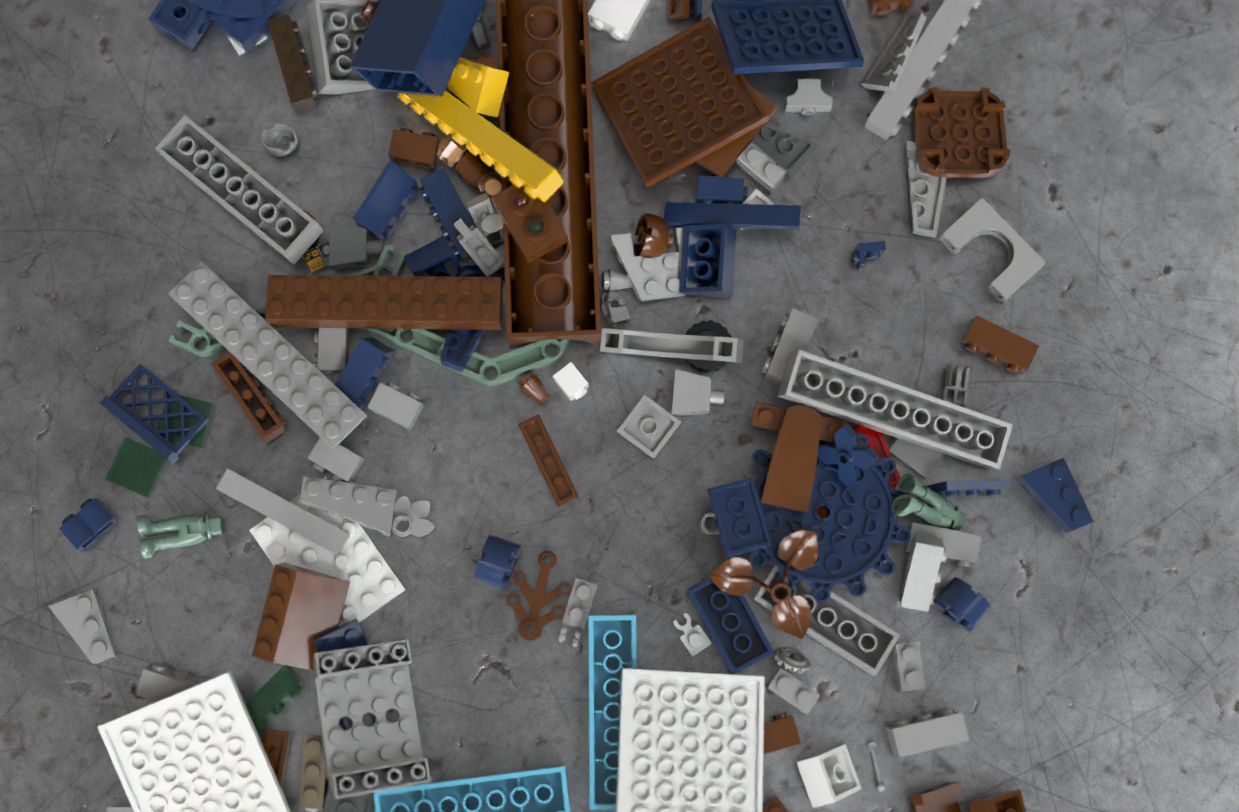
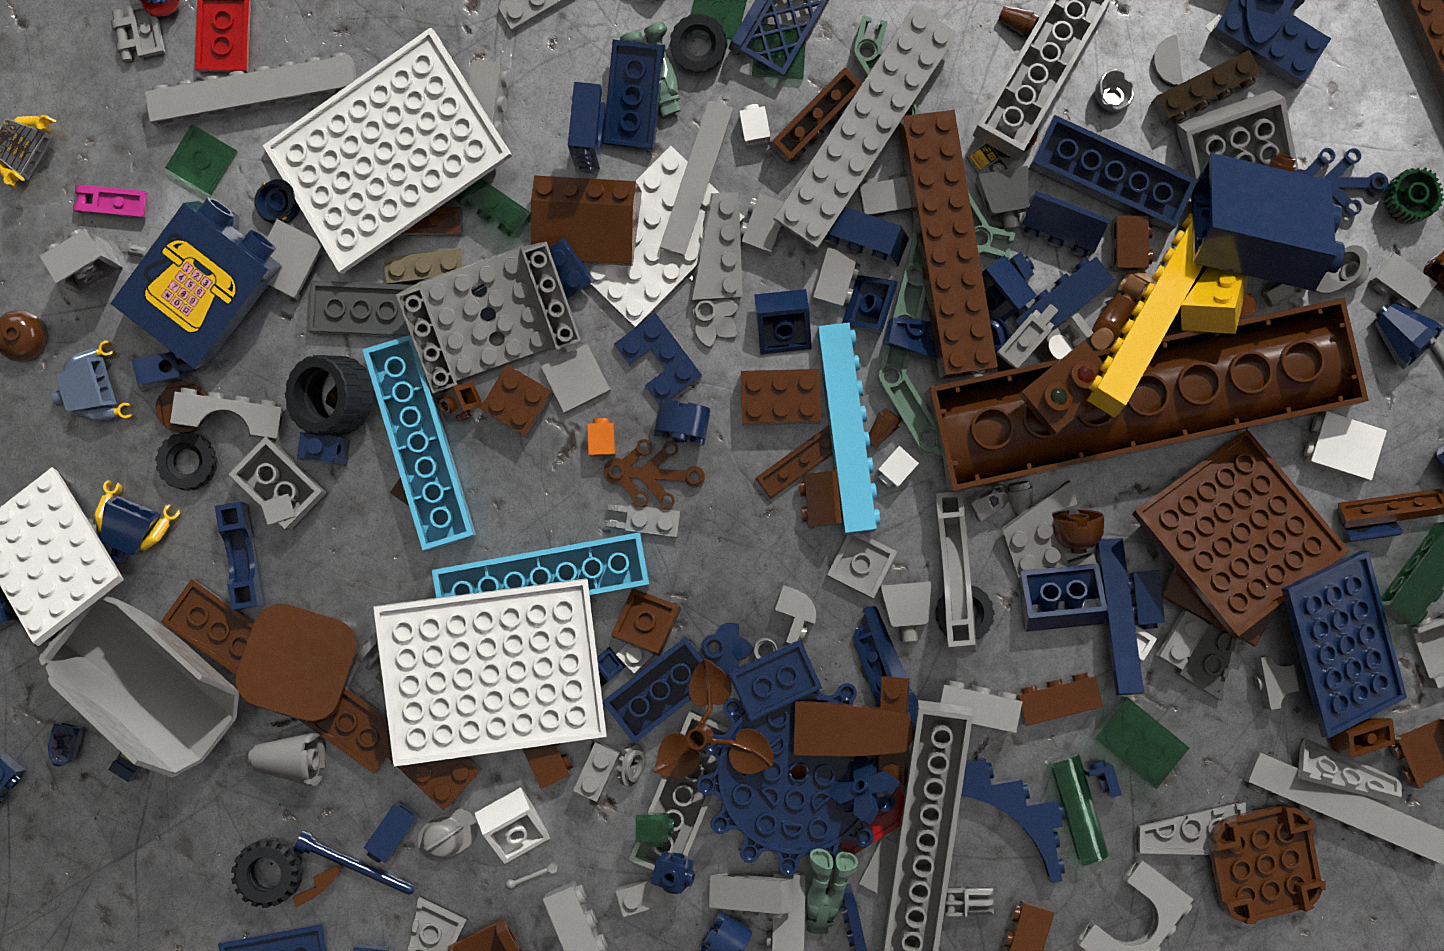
camera: 80 degrees right, 5 degrees up
(171, 505) = (718, 42): none -> black tyre
(196, 554) = (633, 94): none -> dark blue plate
(201, 208) = (1018, 19): none -> reddish brown cone
(216, 599) = (586, 126): none -> dark blue arch
(246, 452) = (754, 125): none -> white brick
(263, 91) = (1167, 61): none -> light grey tile
(350, 153) = (1113, 173): none -> dark blue brick
(415, 242) = (1023, 265): none -> dark blue plate
(418, 572) = (678, 367): none -> dark blue plate
(424, 379) = (870, 304): none -> dark blue slope
(424, 458) = (783, 321): none -> dark blue slope
(440, 651) = (575, 378): none -> light grey tile
(442, 759) = (459, 402): none -> reddish brown brick
(451, 707) = (516, 400): none -> reddish brown brick
(491, 471) = (780, 397): none -> reddish brown brick
(498, 636) = (601, 438): none -> orange brick
(528, 418) = (846, 428): none -> medium azure brick
(587, 451) = (822, 499): none -> reddish brown slope
(668, 624) = (646, 622): none -> reddish brown plate
(679, 486) = (800, 607): none -> light grey brick
(701, 664) = (608, 665): none -> dark blue slope
(702, 554) = (730, 647): none -> dark blue plate
(732, 426) = (879, 655): none -> dark blue wedge
(794, 278) = (1059, 699): none -> reddish brown brick
(842, 218) = (1139, 742): none -> clear green brick
(852, 647) = (653, 828): none -> clear green brick
(868, 33) = (1365, 737): none -> reddish brown slope
(891, 280) = (1079, 809): none -> clear green brick
(892, 317) = (1034, 817): none -> dark blue arch
(894, 636) = (673, 872): none -> dark blue brick

